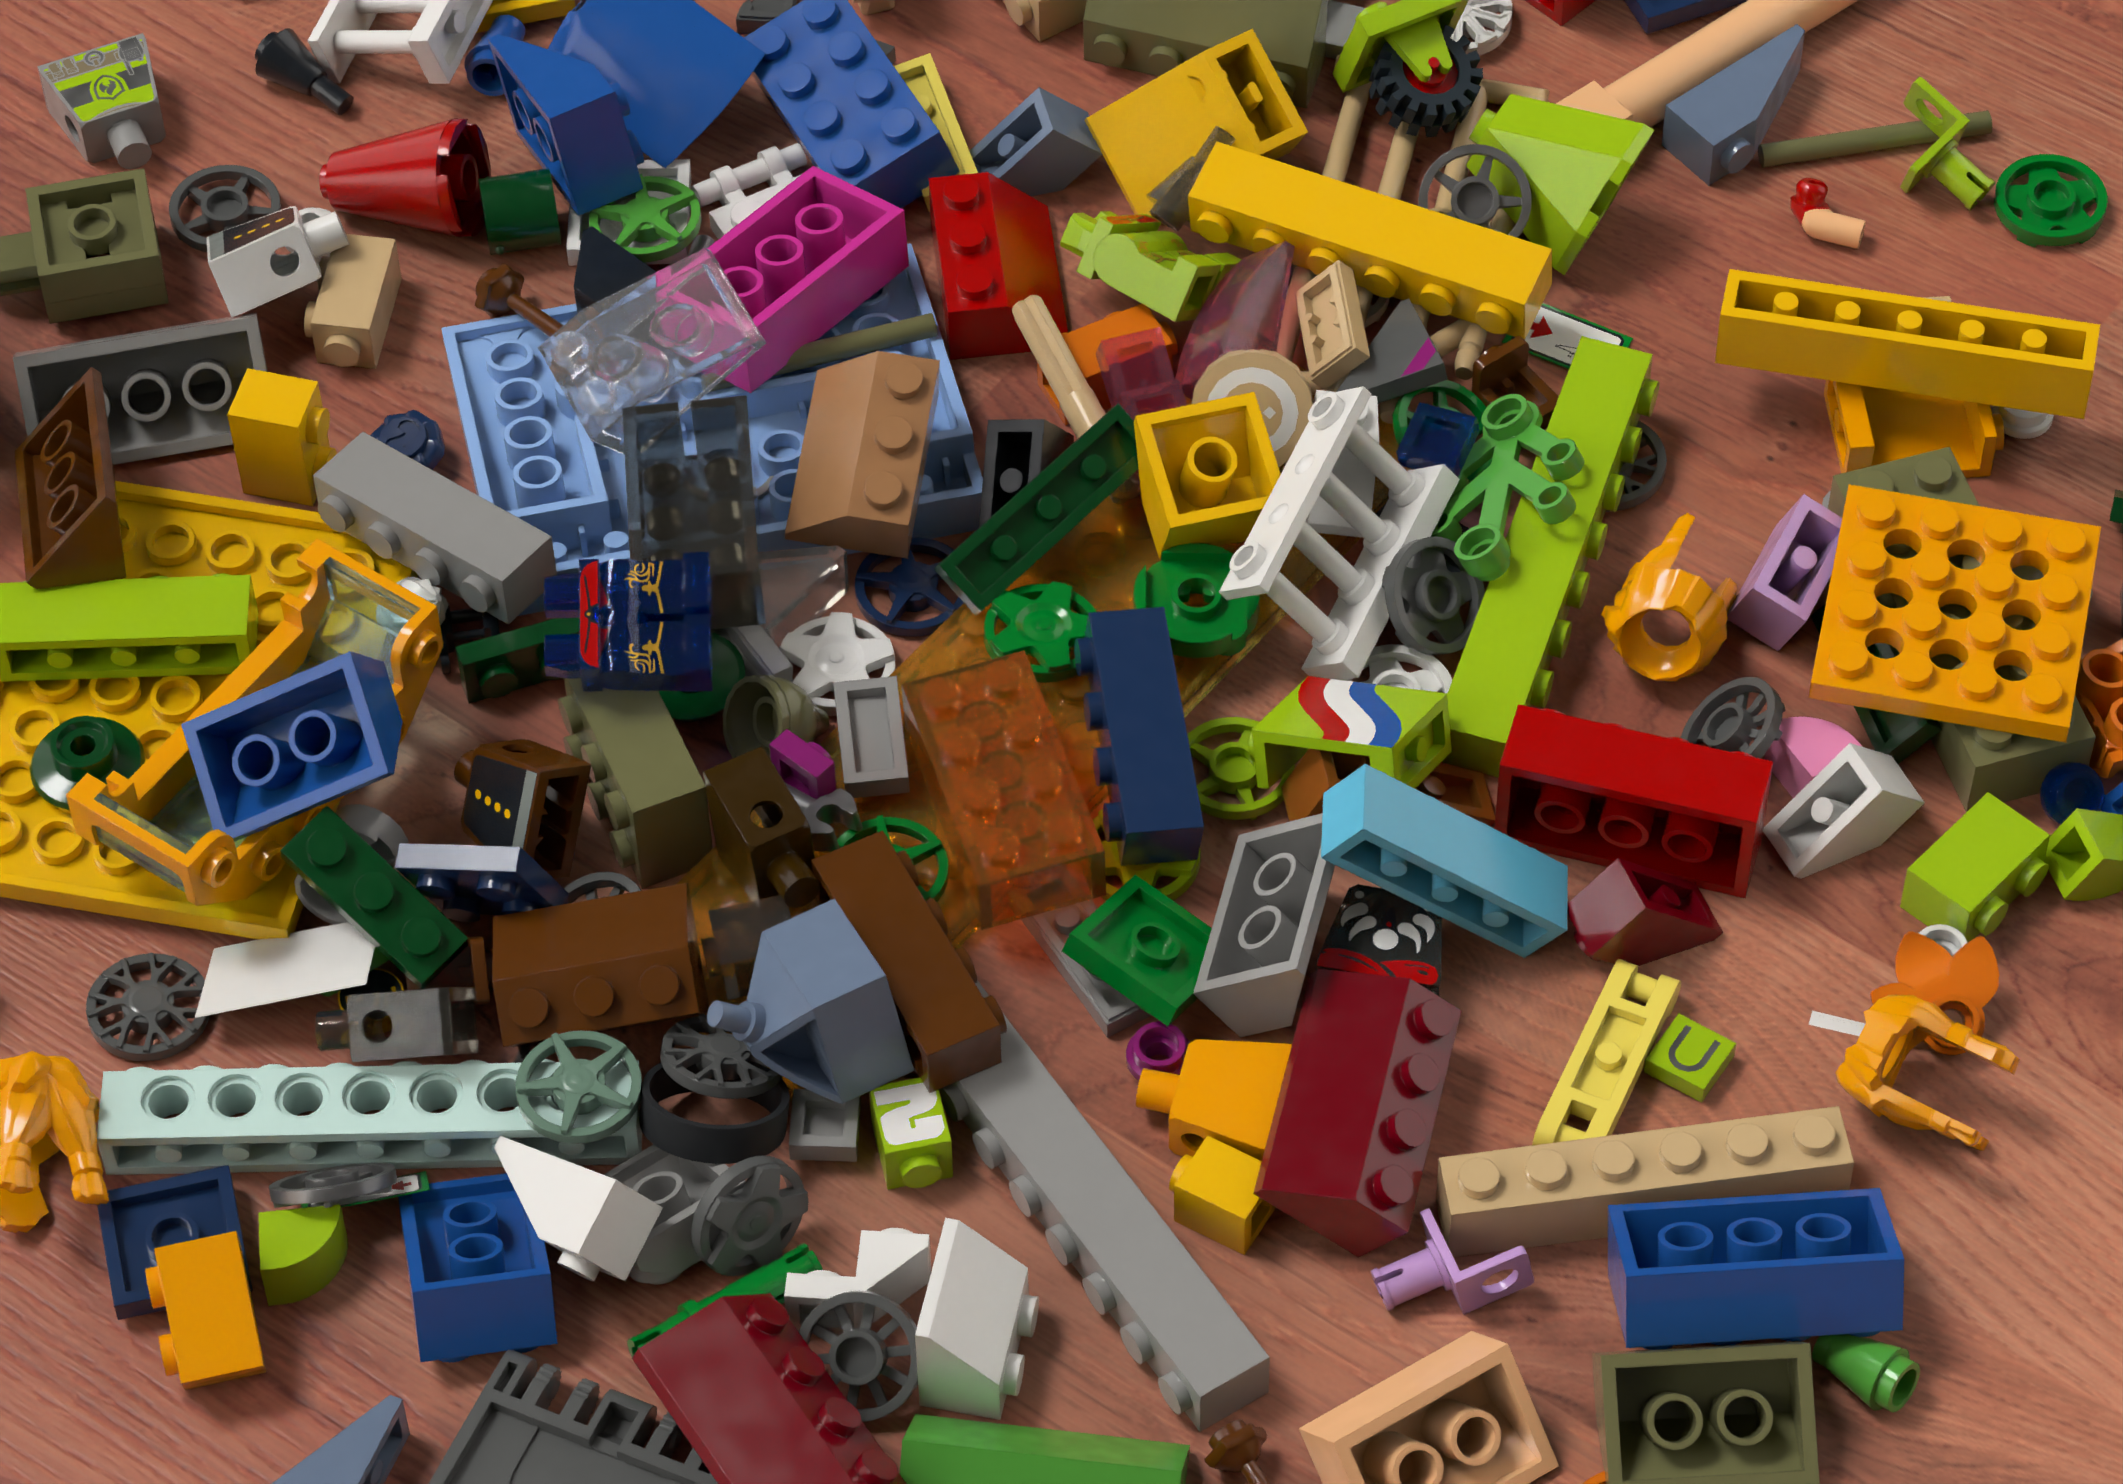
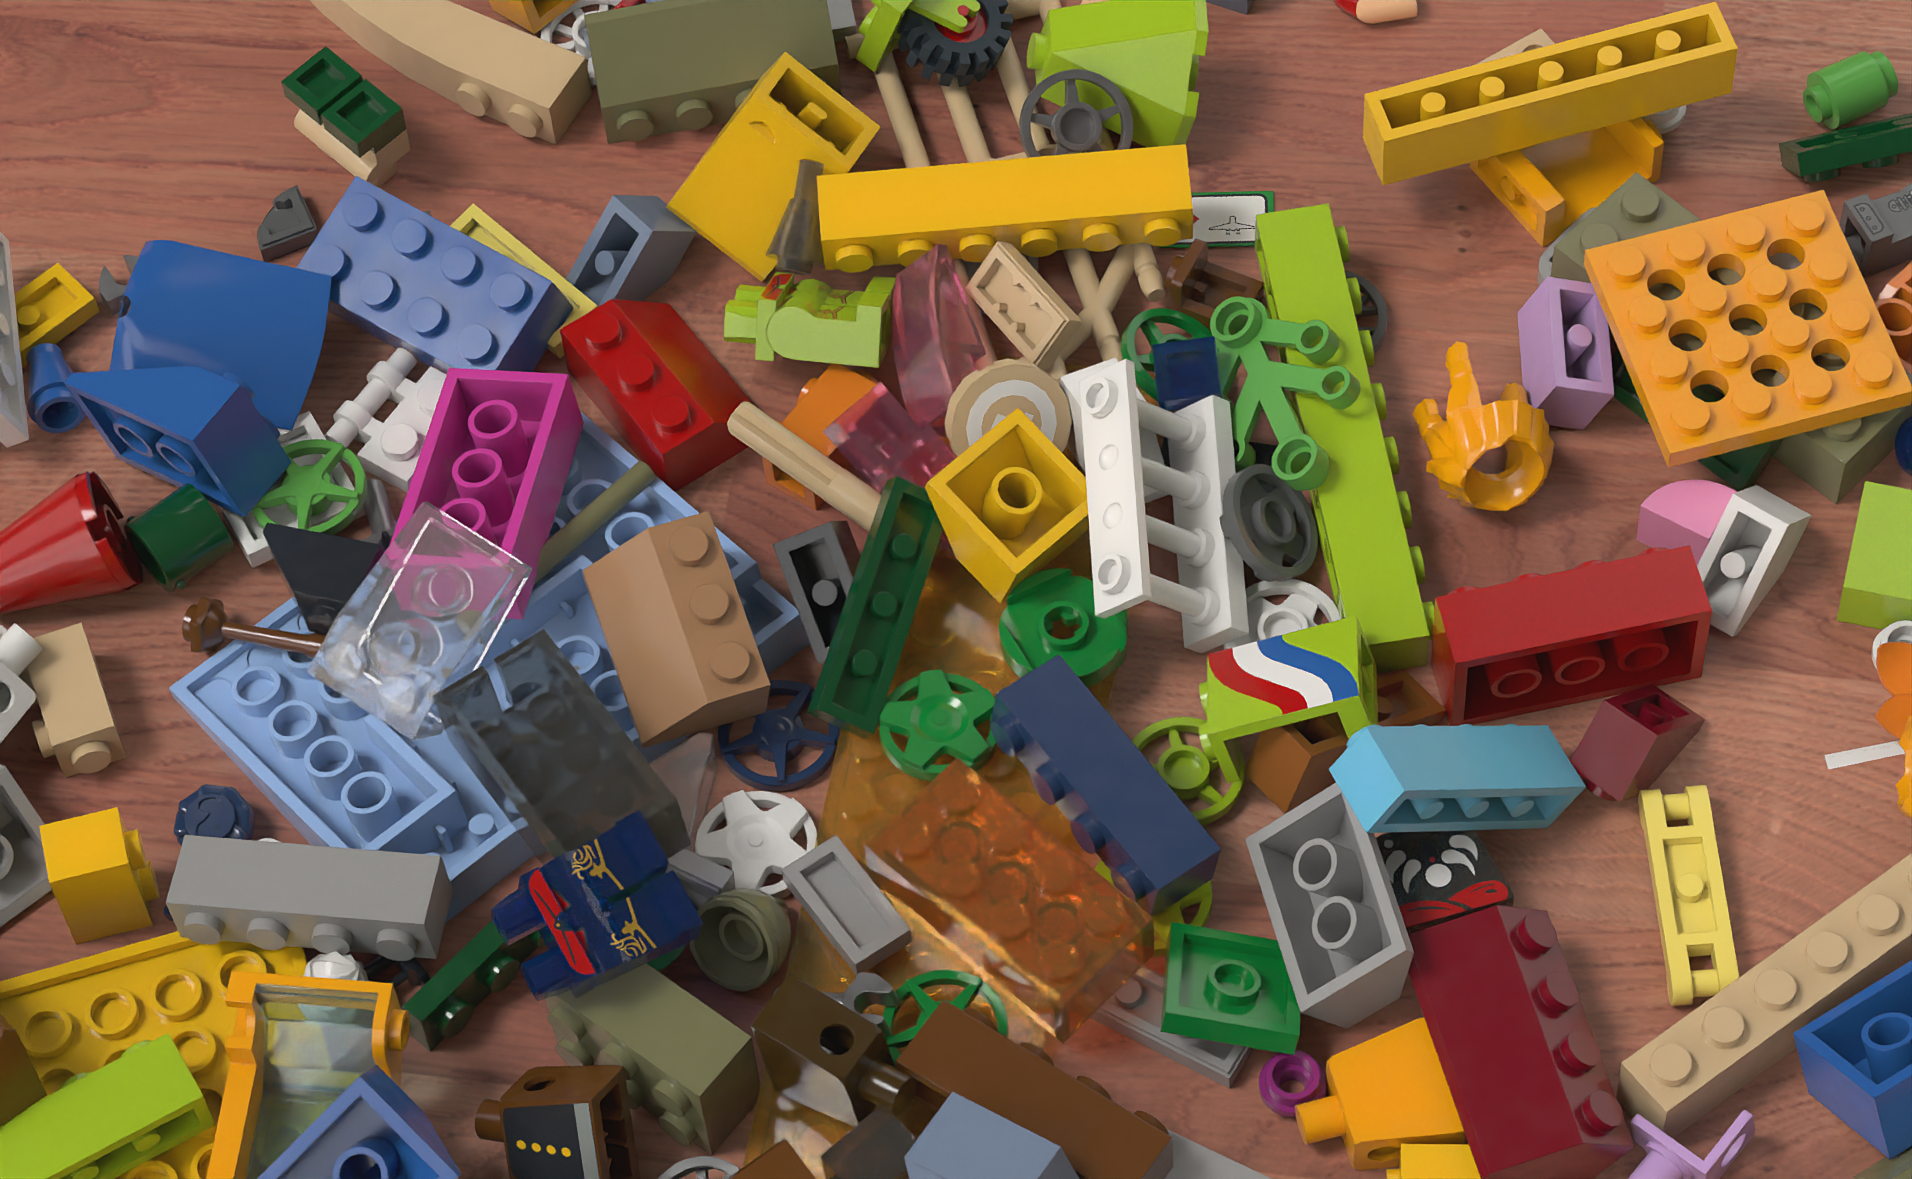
camera: 25 degrees left, 5 degrees up
(803, 764) = (813, 963): magenta plate -> none
(1399, 359) = (1108, 309): dark grey tile -> none
(1690, 1057) = (1754, 852): lime tile -> none
(1731, 725) = (1605, 525): dark grey wheel -> none

